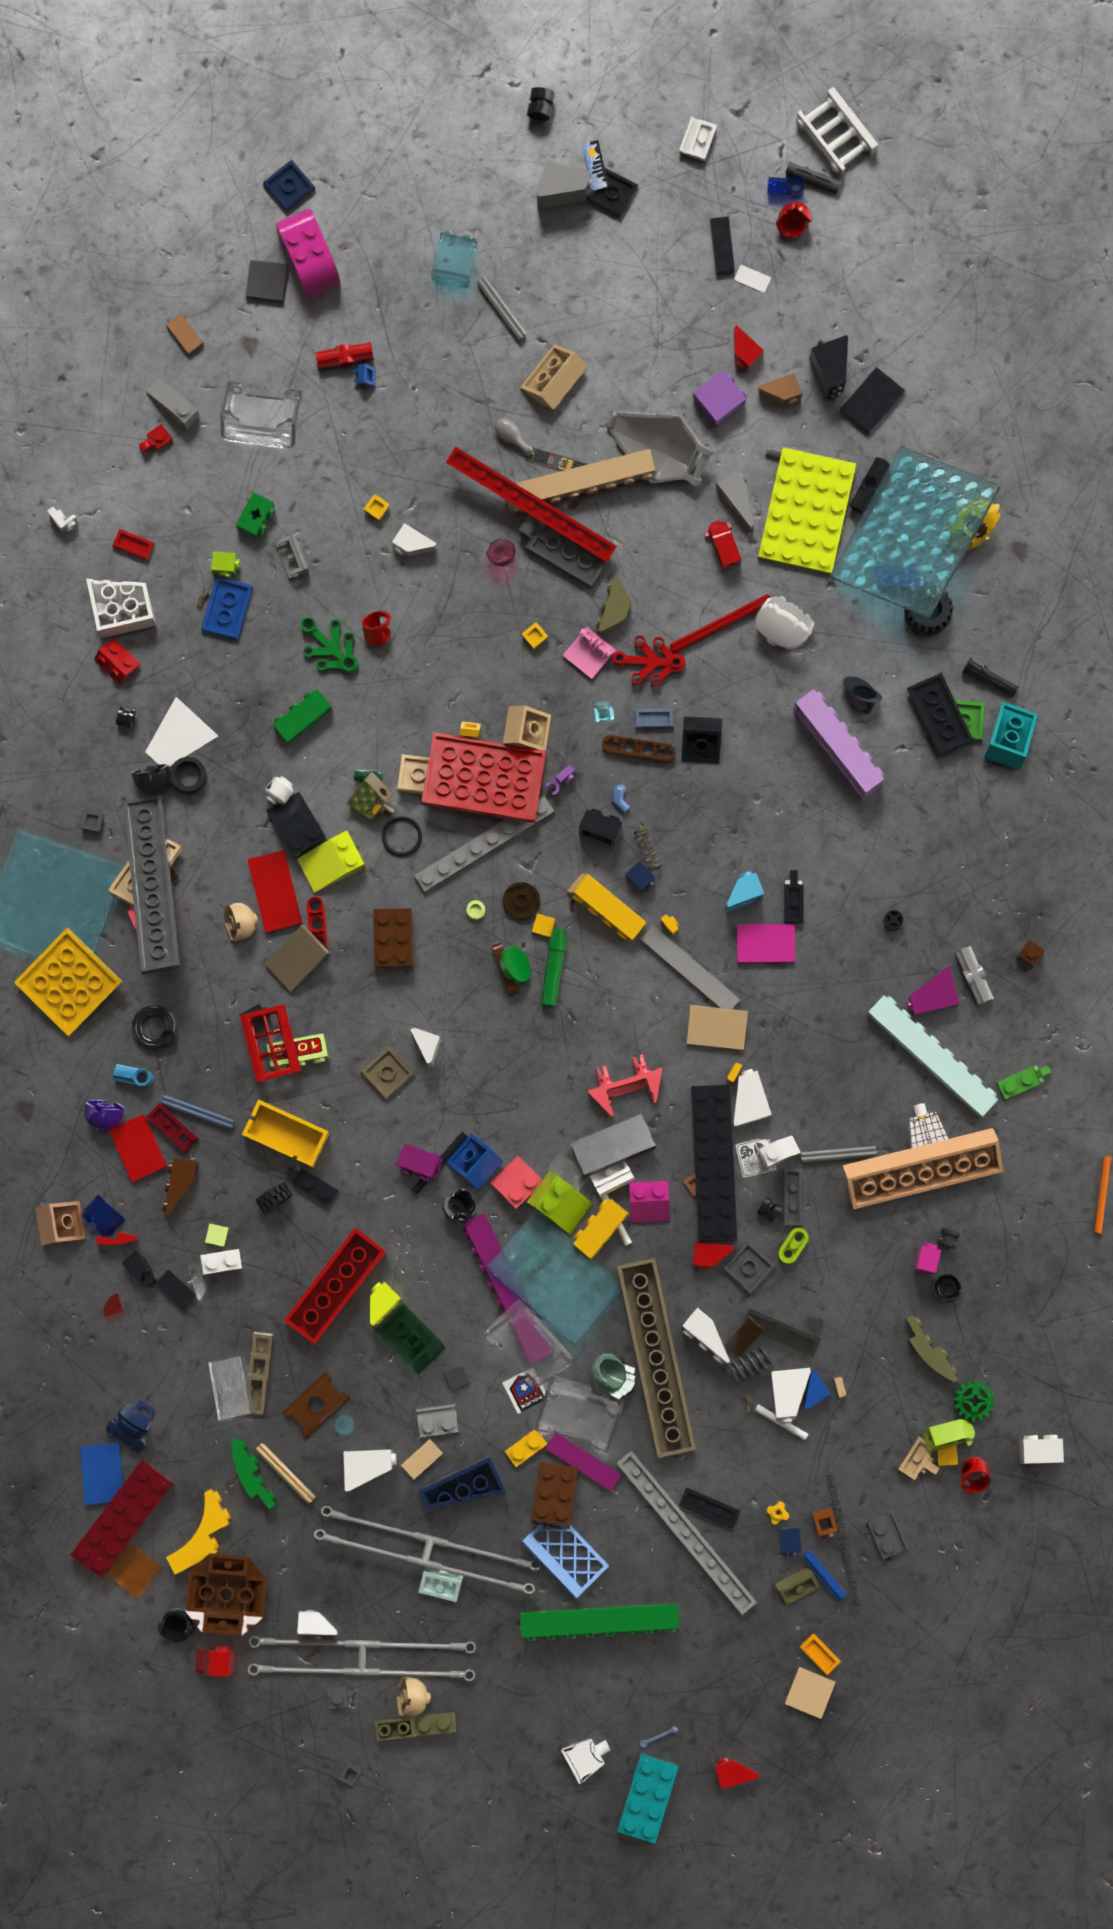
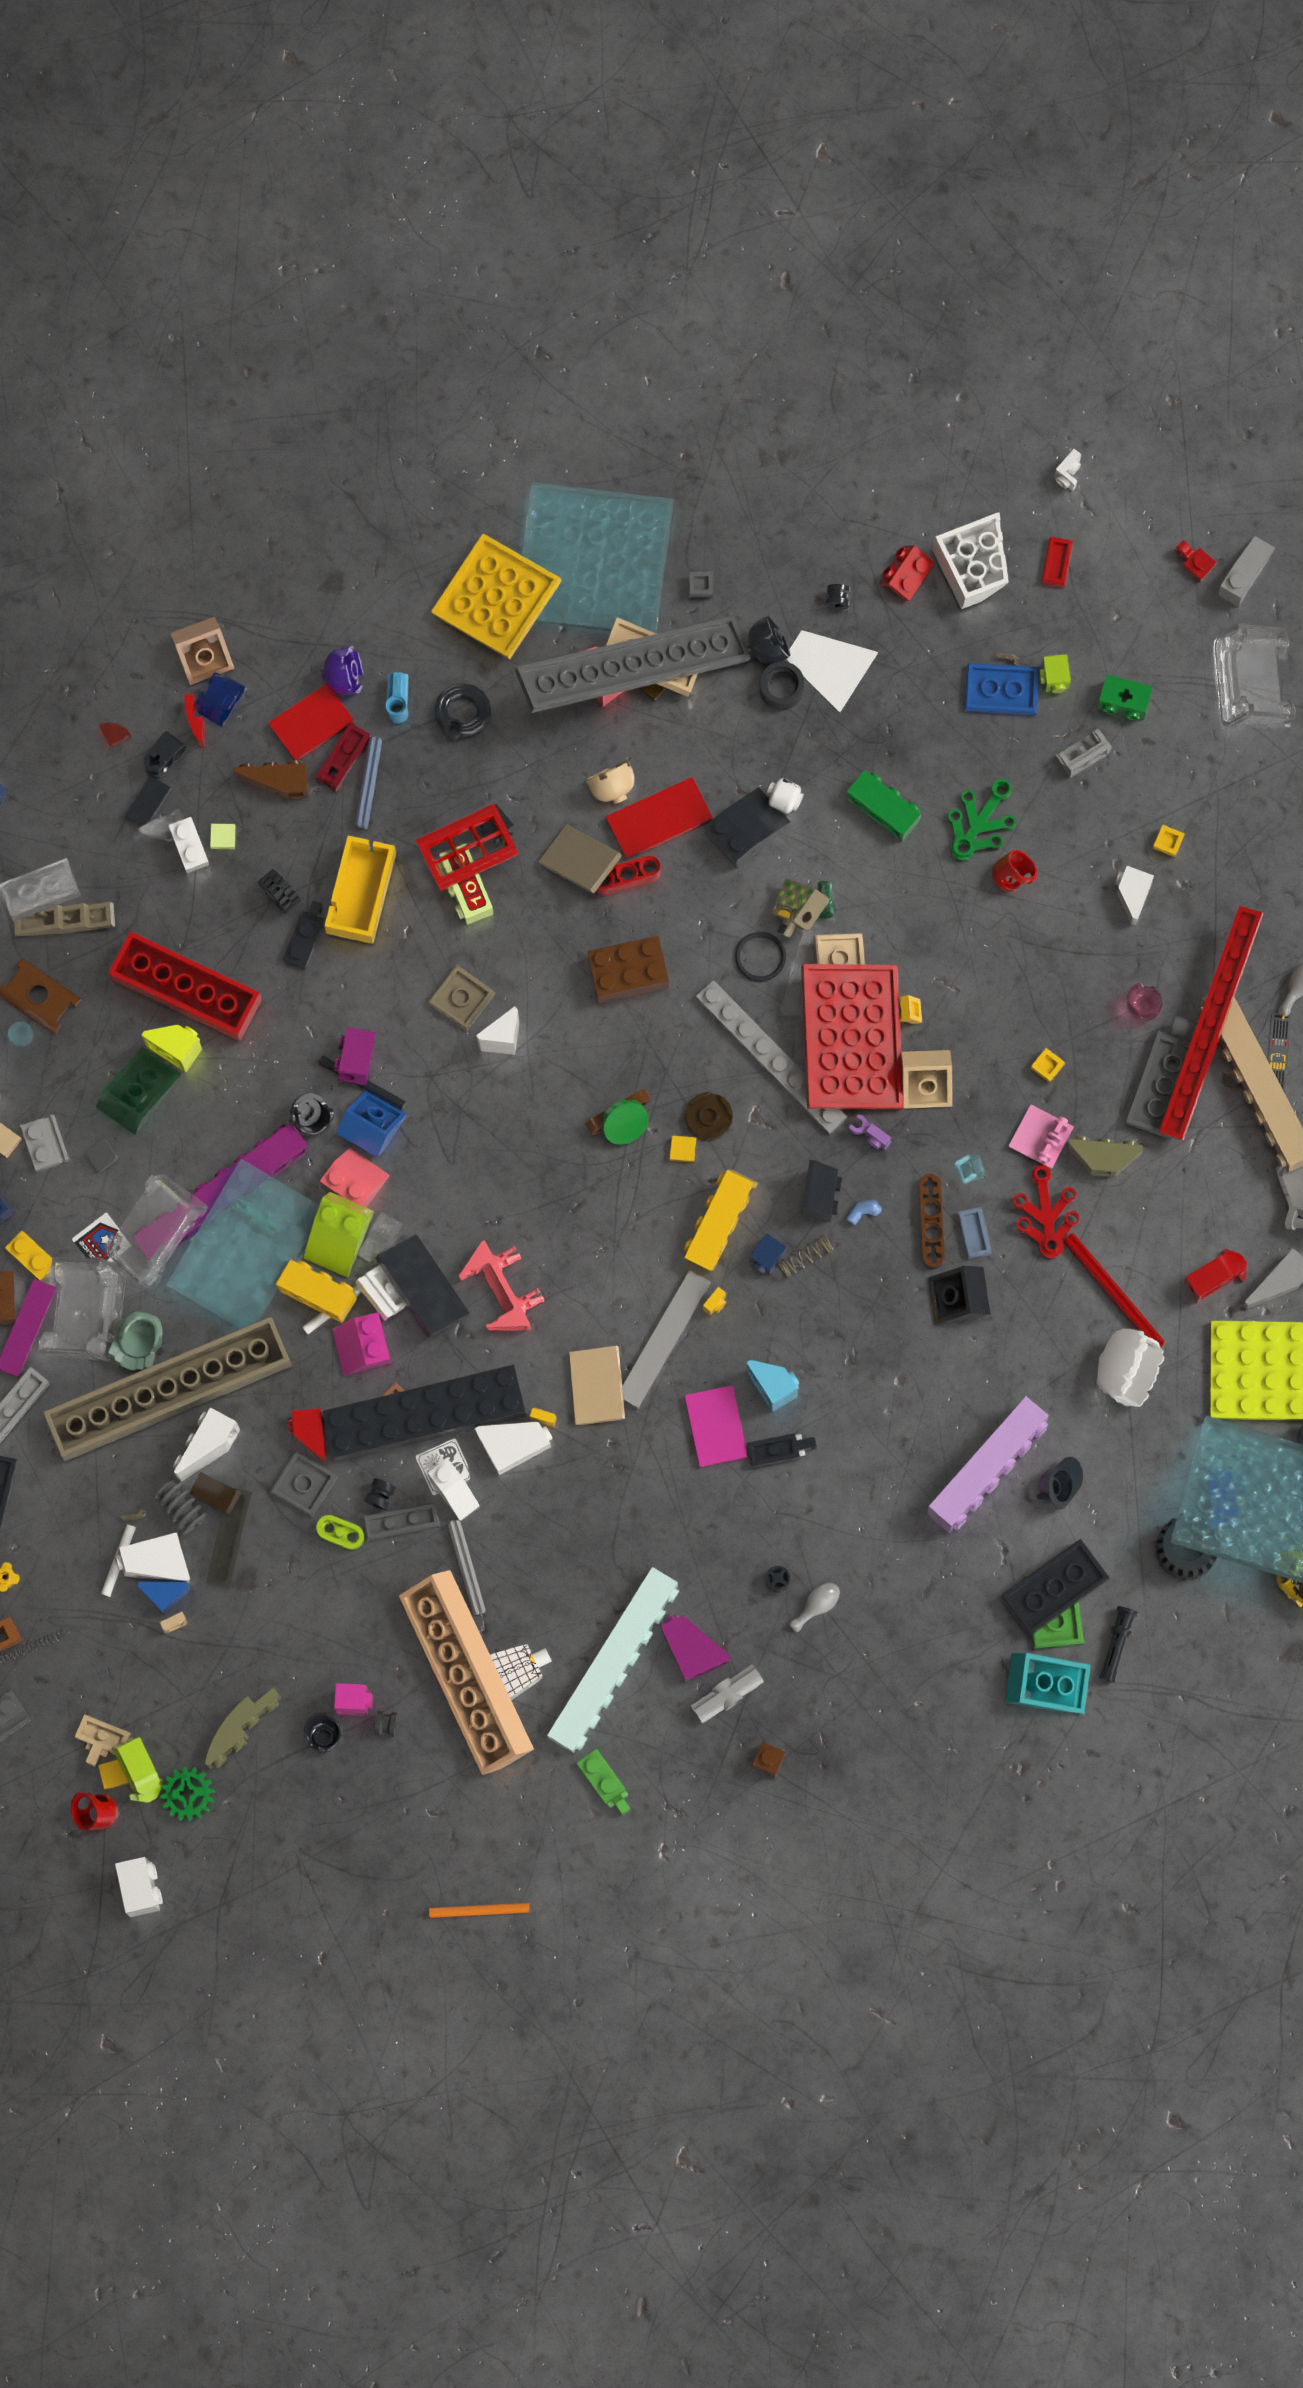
camera: 80 degrees right, 5 degrees down
(331, 862) = (710, 878): neon yellow slope -> none
(475, 910) = (685, 1063): yellowish green tile -> none
(556, 948) = (629, 1171): green piece -> none
(917, 892) = (818, 1602): none -> light grey piece

